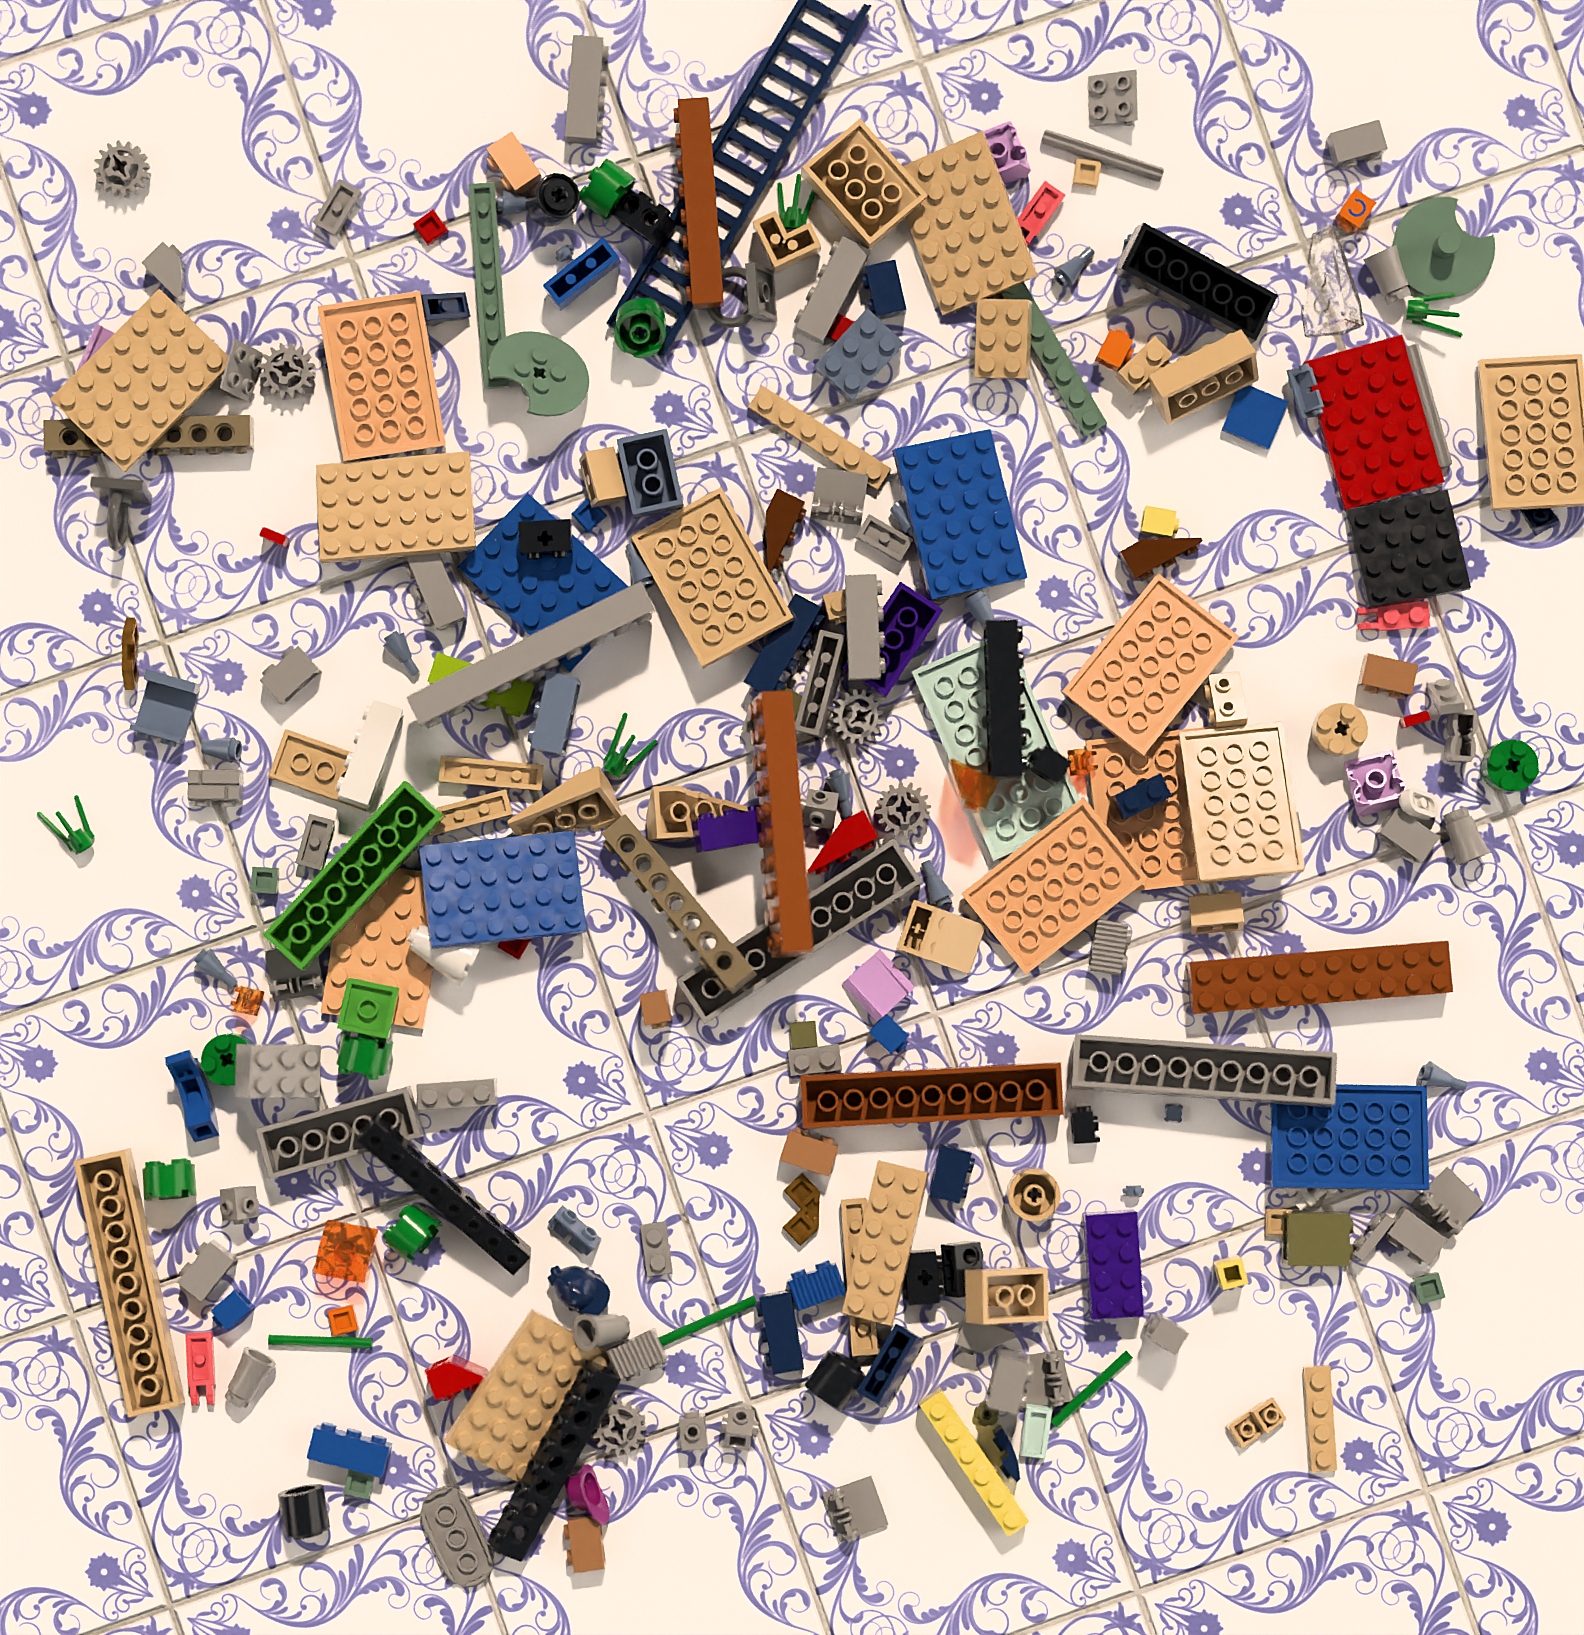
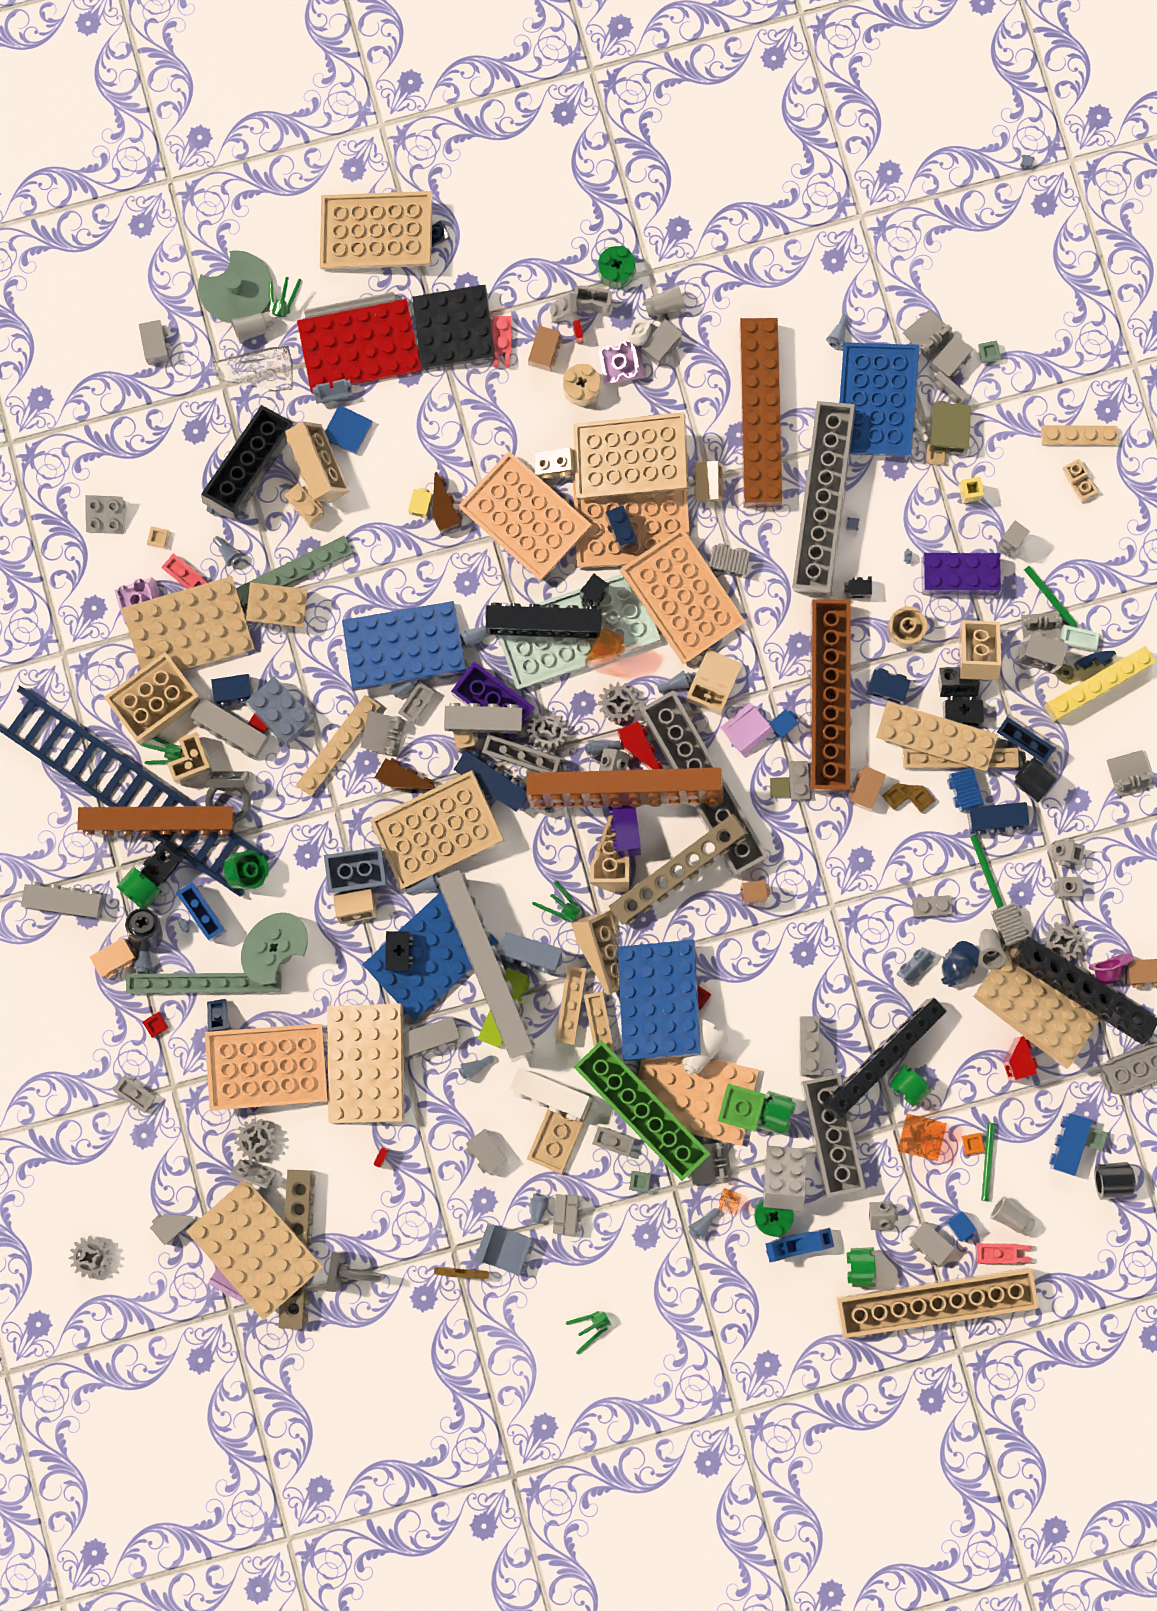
camera: 85 degrees left, 5 degrees down
(589, 517) = (383, 920): blue tile -> none
(981, 1337) = (1009, 672): light grey slope -> none
(1080, 764) = (589, 570): clear orange tile -> none
(1102, 155) = (145, 525): light grey axle -> none
(1115, 350) = (291, 525): orange brick -> none
(1354, 211) = (203, 347): orange brick -> none

